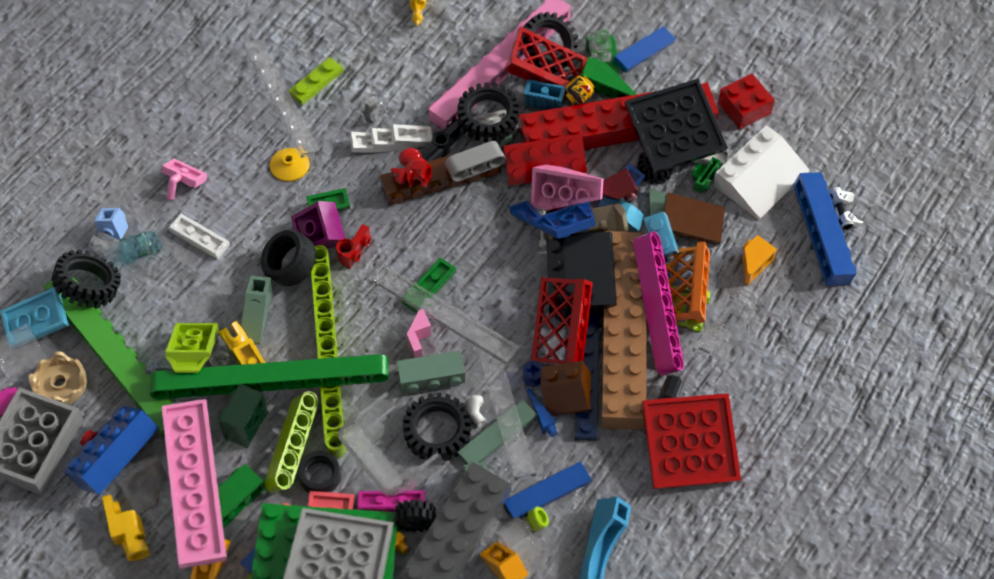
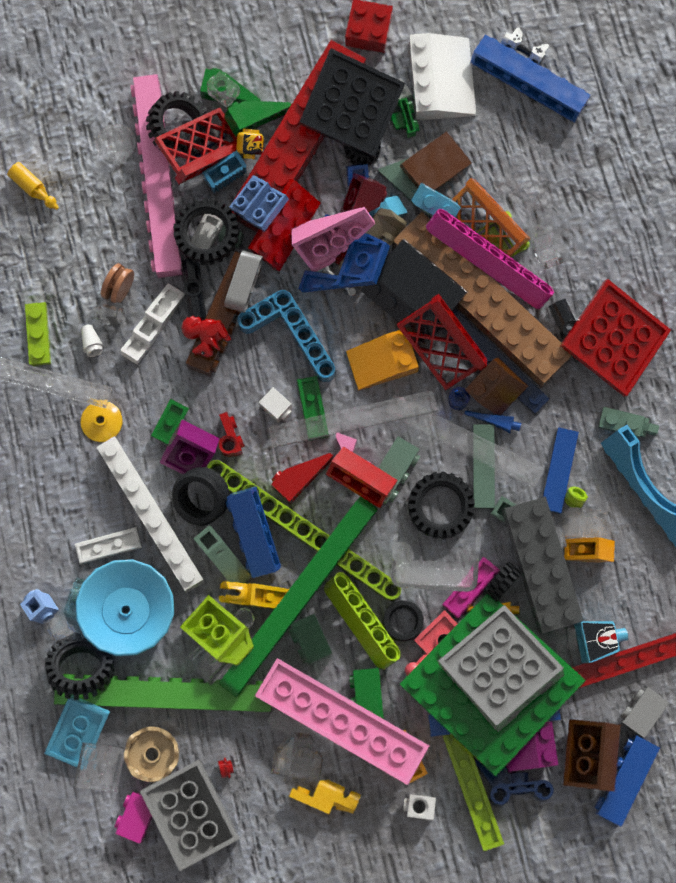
camera: 45 degrees left, 20 degrees up
(110, 449) = (255, 760): blue brick -> none
(152, 259) = (121, 586): none -> medium azure dish
(181, 172) = (37, 513): bright pink plate -> none
(245, 243) = (150, 514): none -> white brick
(292, 312) = (253, 532): none -> blue brick
(340, 114) = (91, 342): none -> white cone
(364, 314) = (297, 478): none -> red slope
(397, 93) = (117, 283): none -> nougat head
(401, 345) = (361, 477): none -> brick
(406, 257) = (276, 405): none -> white brick
(473, 407) = (448, 466): white arm -> none
(481, 210) = (295, 329): none -> dark azure beam
(510, 300) = (382, 360): none -> light orange slope
(541, 125) = (258, 203): none -> medium blue slope
(640, 517) = (615, 419): none -> sand green hinge
(644, 49) = (251, 56): blue tile -> none
(756, 257) = (509, 151): light orange slope -> none

